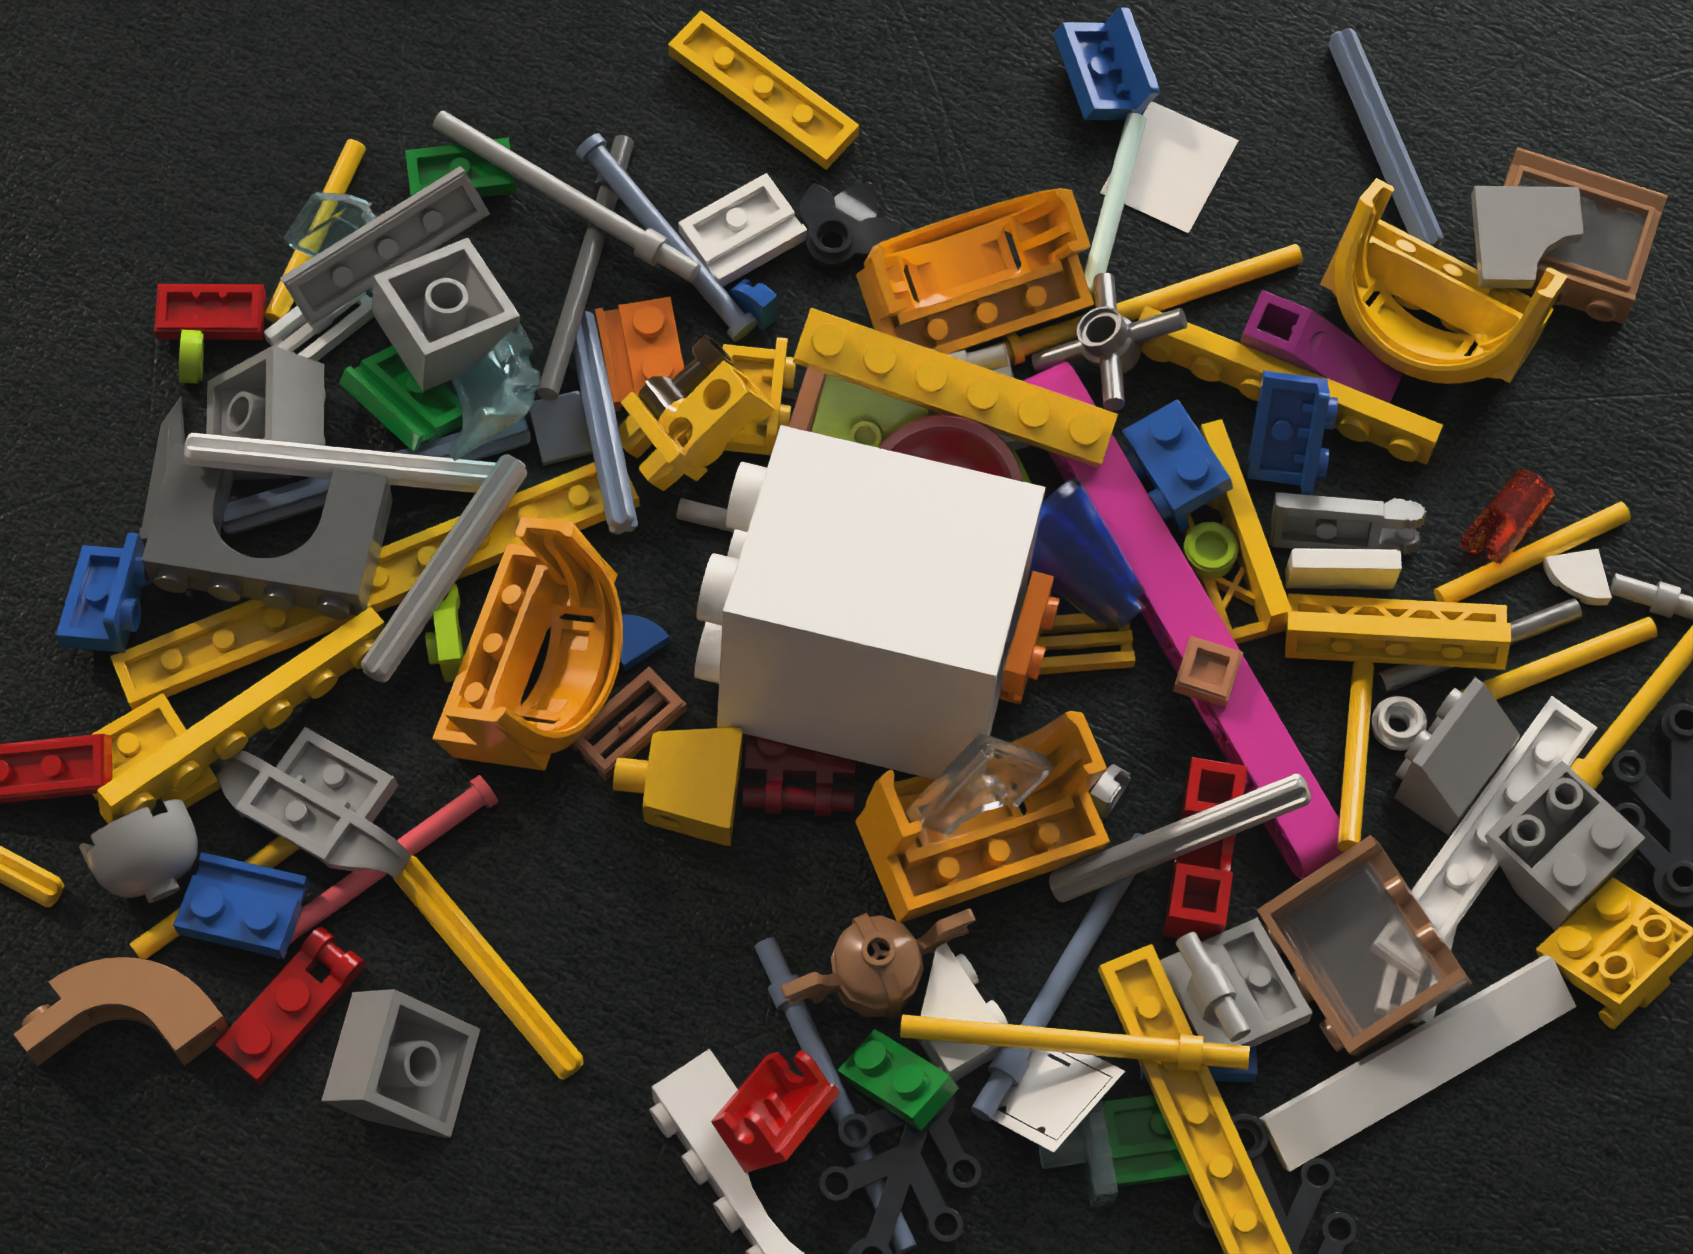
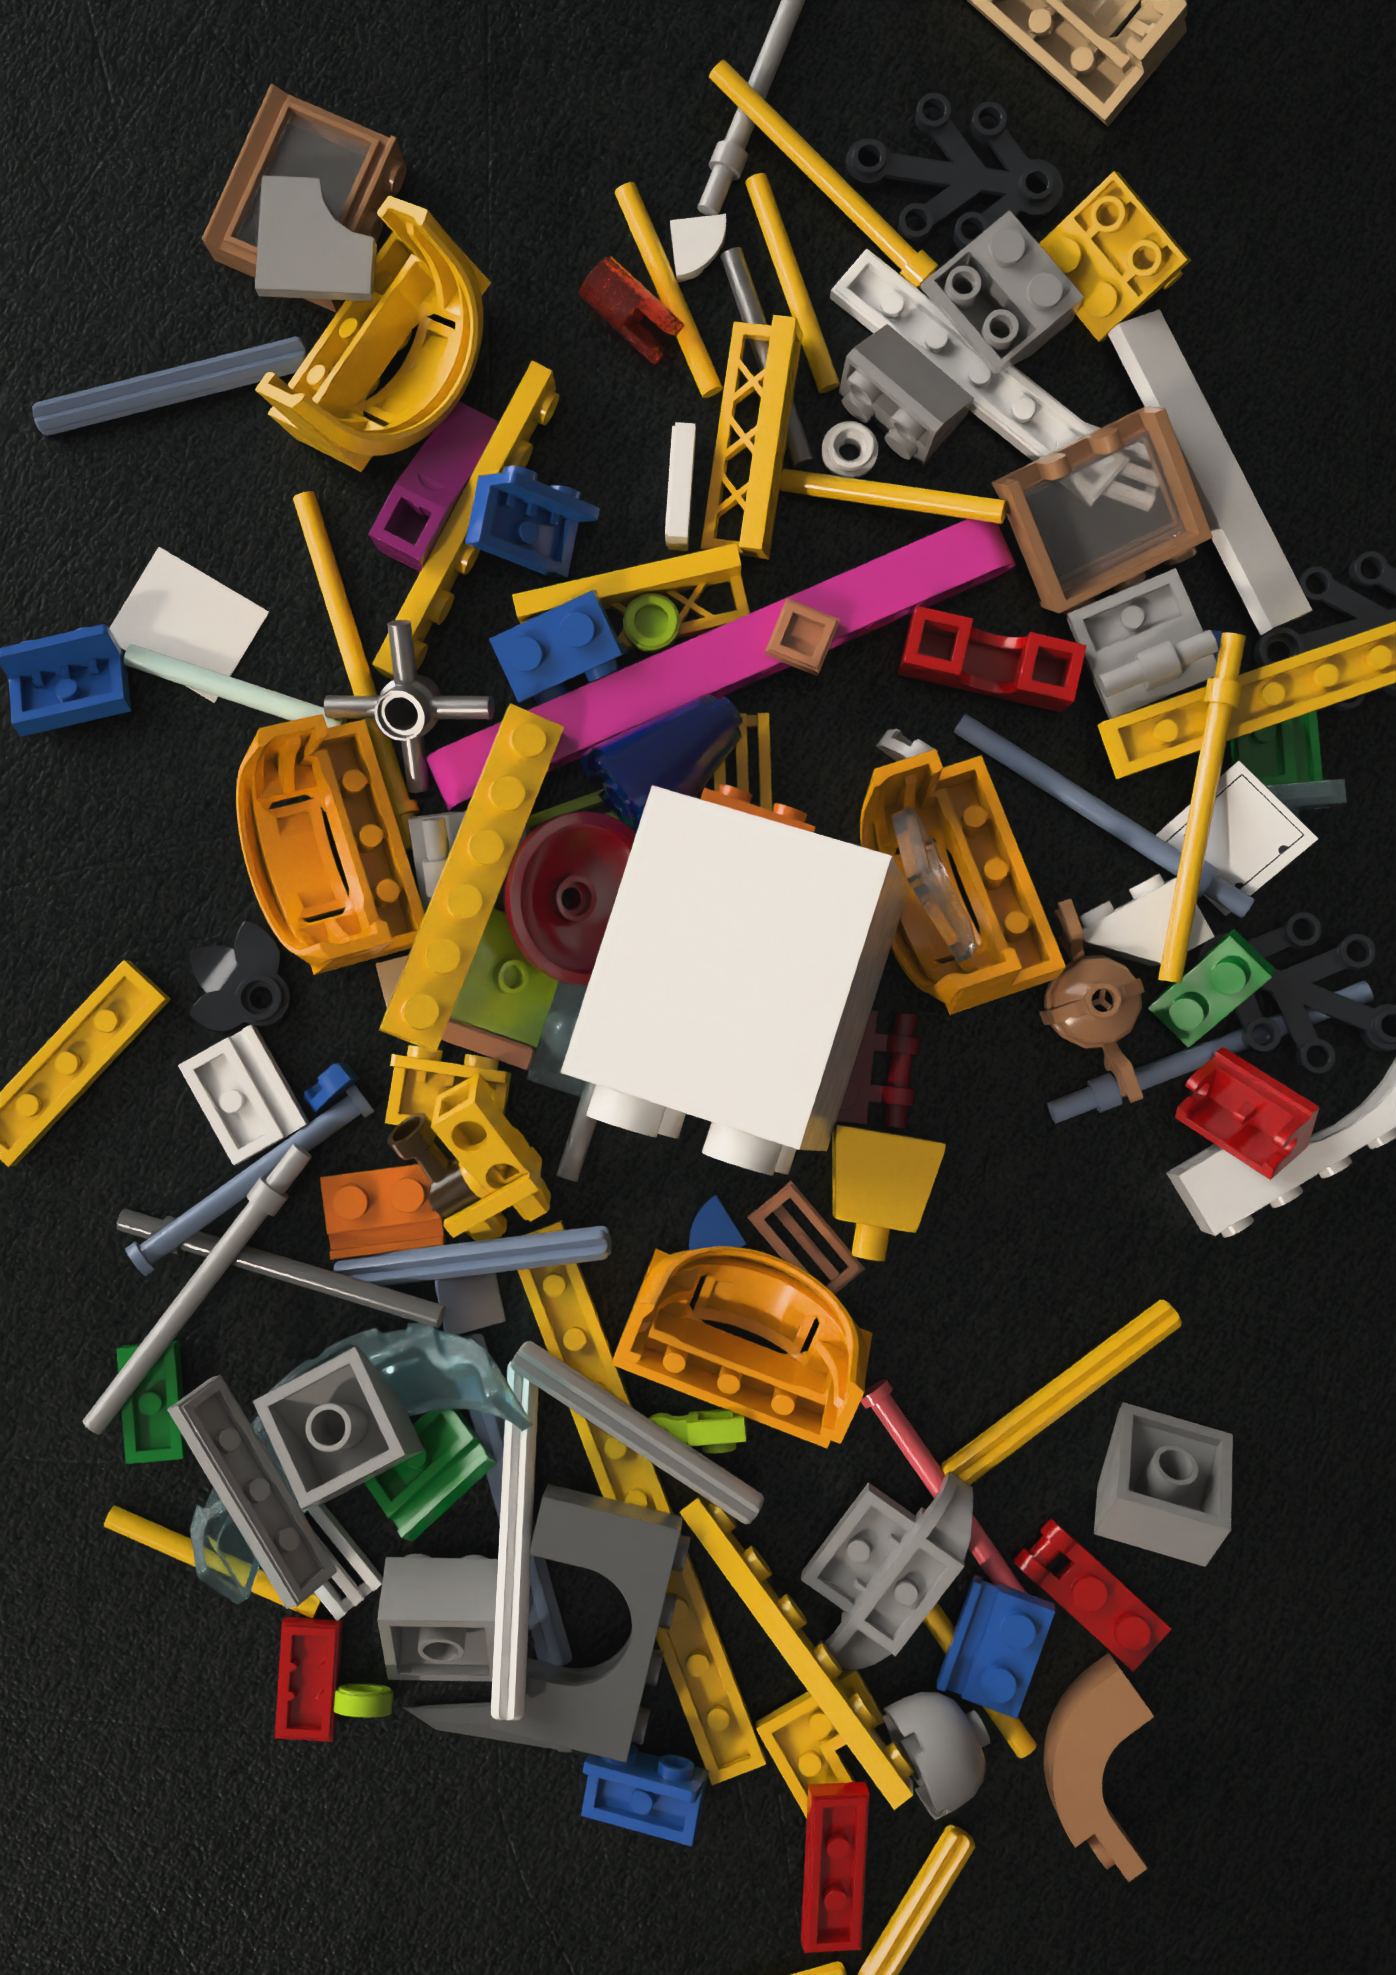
camera: 80 degrees left, 20 degrees up
(1180, 837) = (987, 672): light grey axle -> none
(1345, 523) = (630, 478): dark grey hinge -> none

